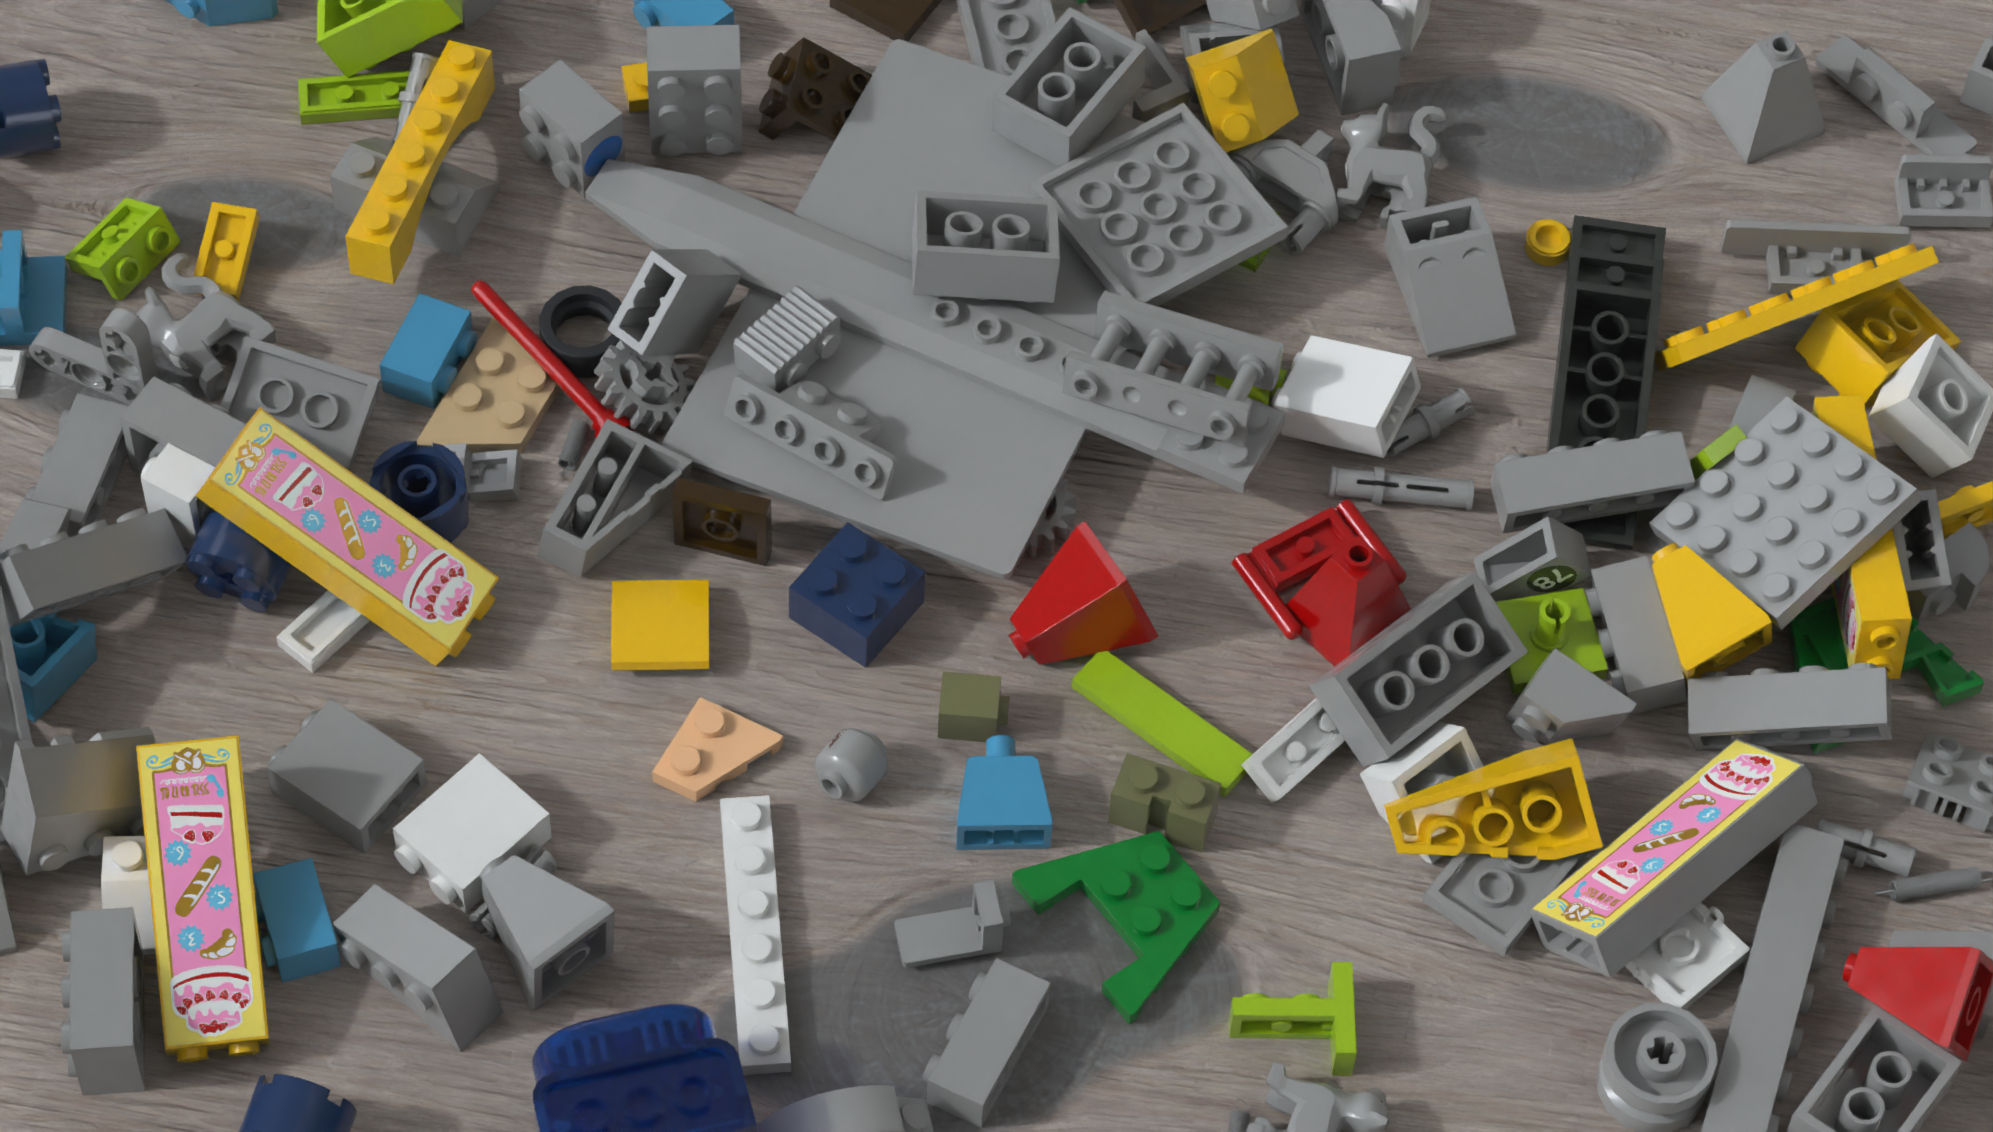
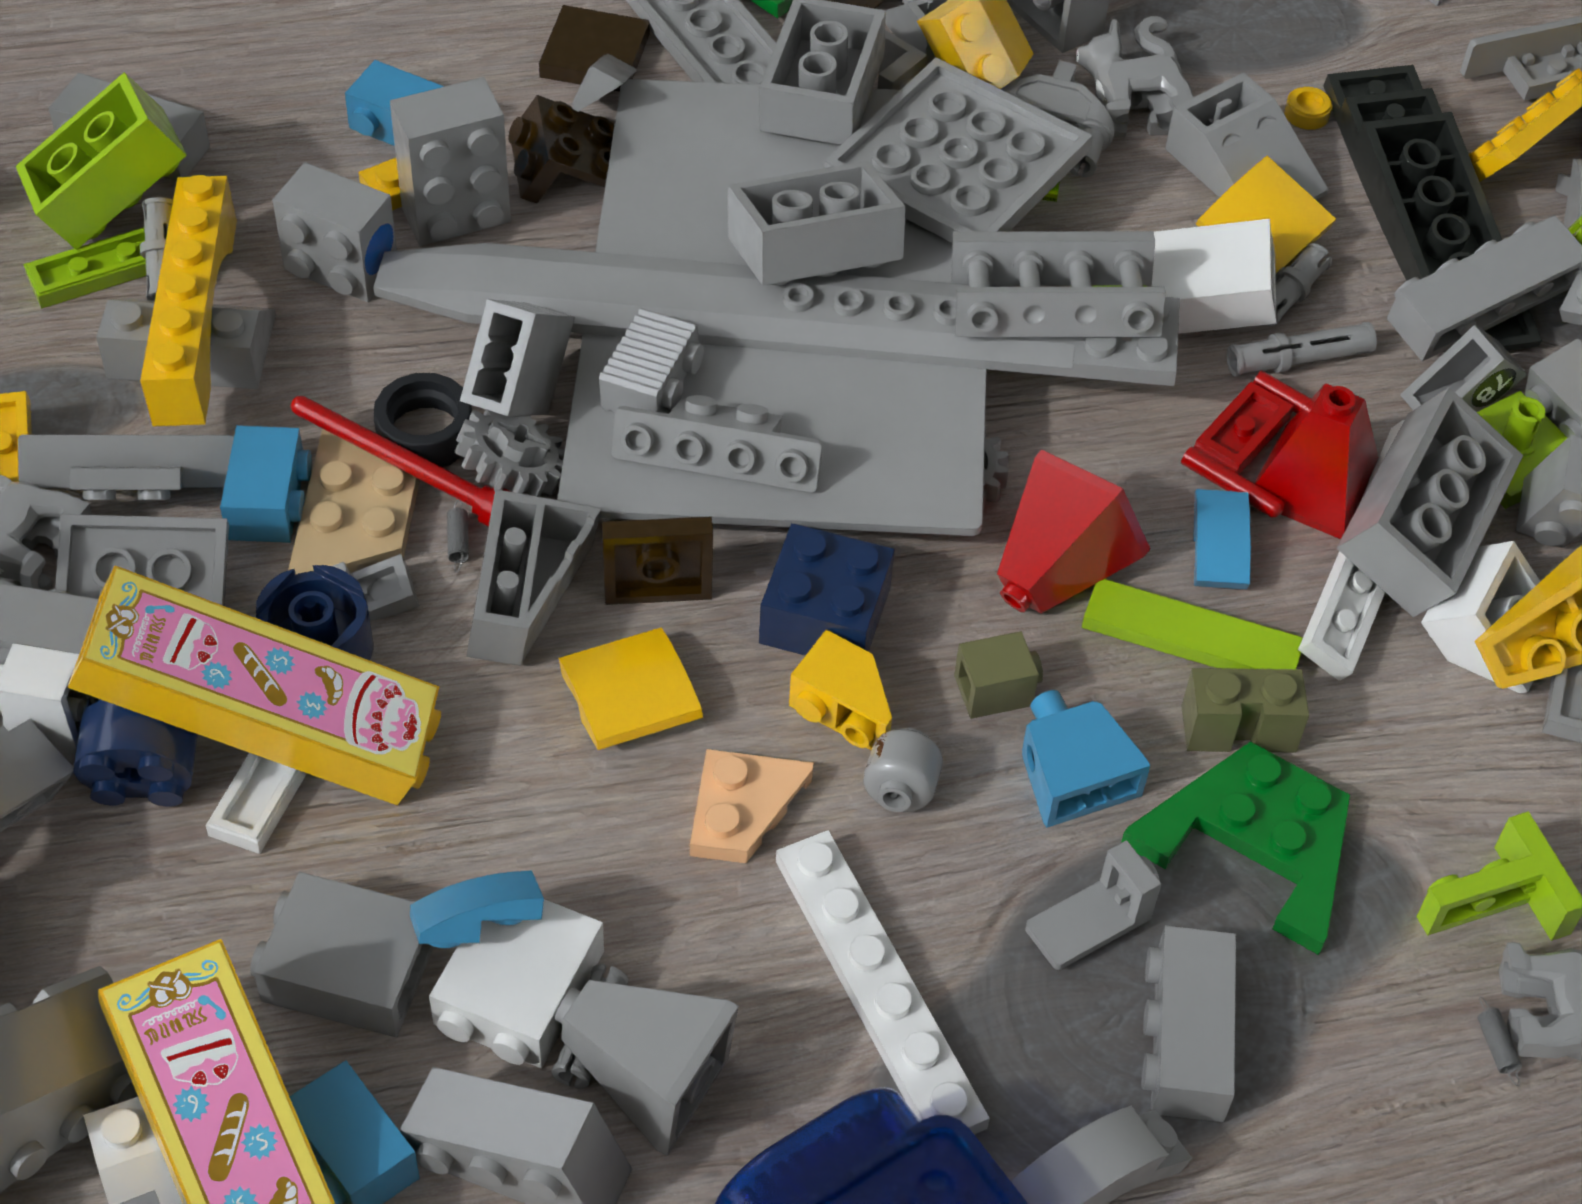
camera: 20 degrees left, 5 degrees down
(316, 300) = (124, 462): none -> light grey bracket
(432, 769) = (457, 911): none -> dark azure slope
(831, 678) = (841, 690): none -> yellow slope
(873, 36) = (601, 79): none -> light grey slope
(1228, 645) = (1222, 539): none -> dark azure slope
(1442, 343) = (1273, 195): none -> yellow slope

